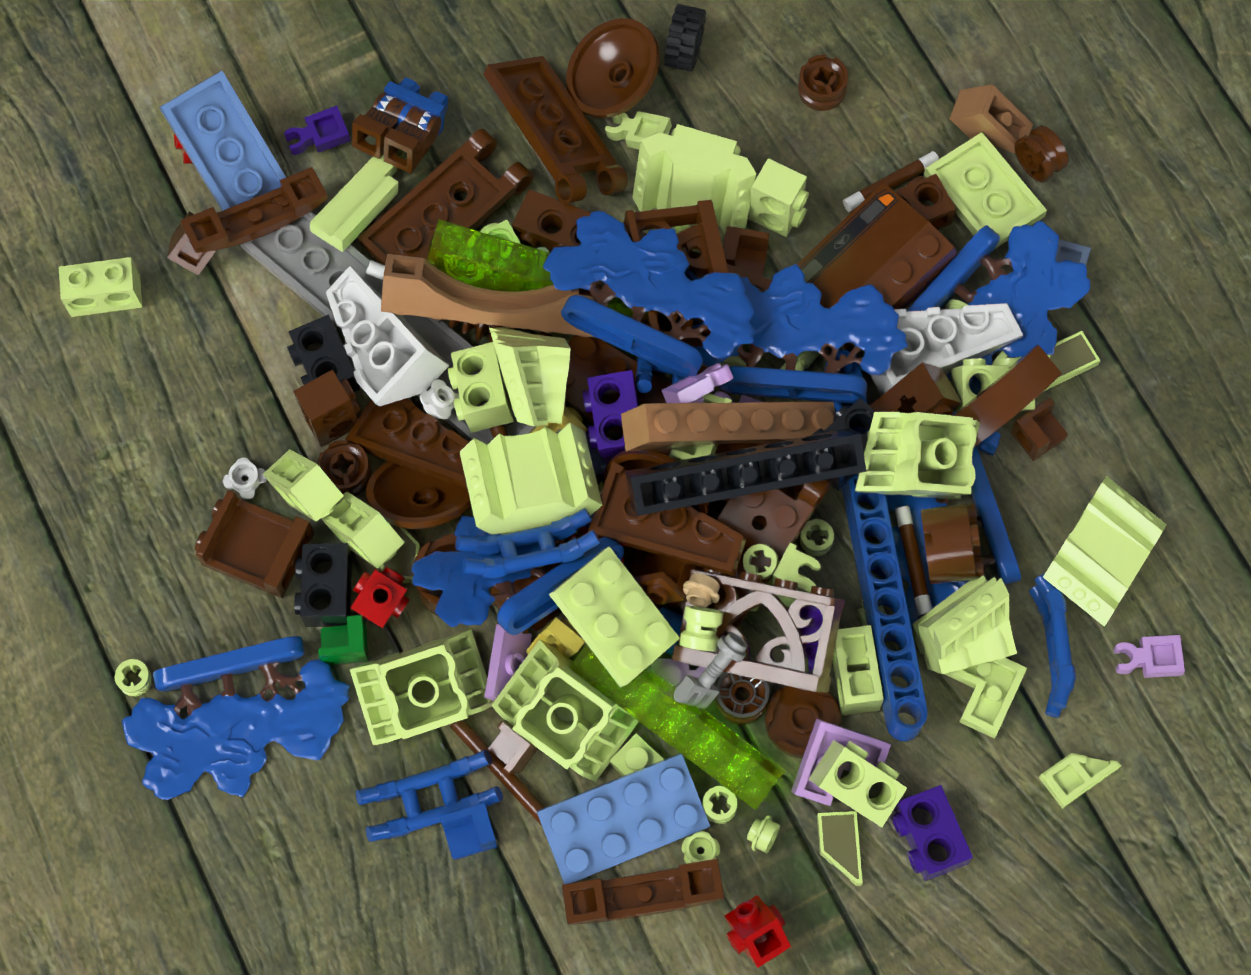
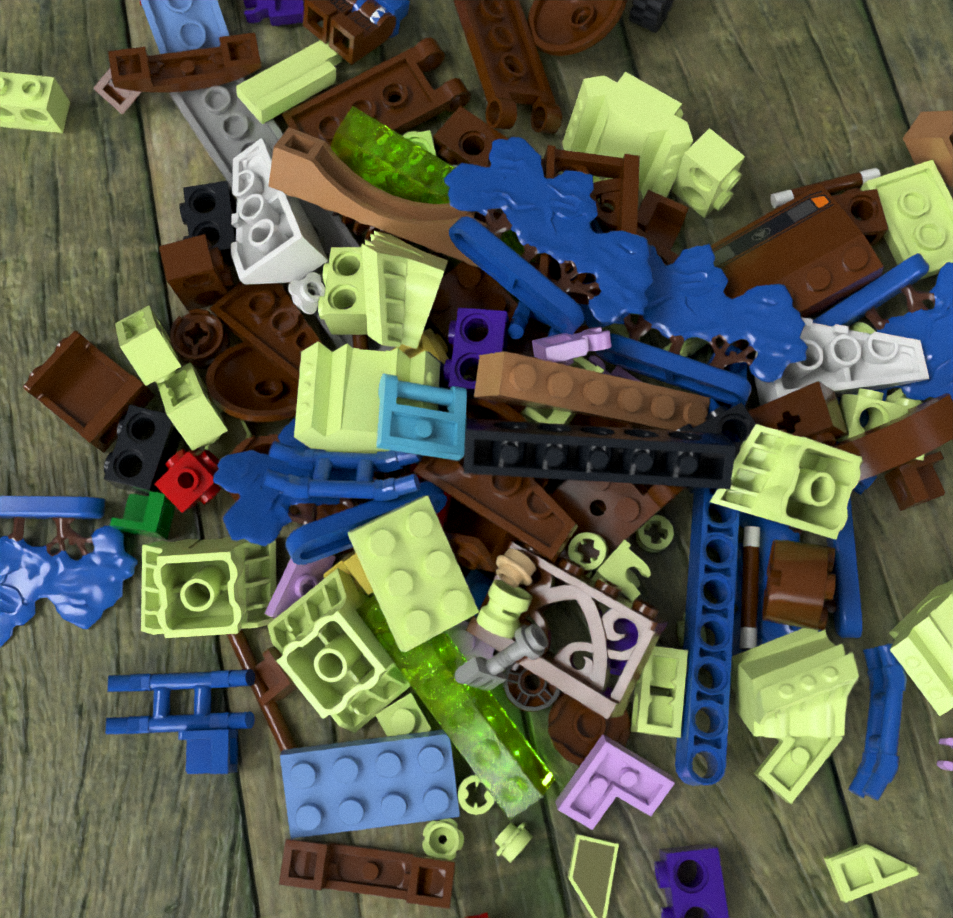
camera: 15 degrees right, 5 degrees up
(242, 468) = (95, 316): white plate -> none
(585, 490) = (421, 429): none -> medium azure plate
(638, 128) = (578, 71): yellowish green plate -> none
(814, 92) = (770, 77): reddish brown wheel -> none
(855, 787) = (622, 823): yellowish green brick -> none

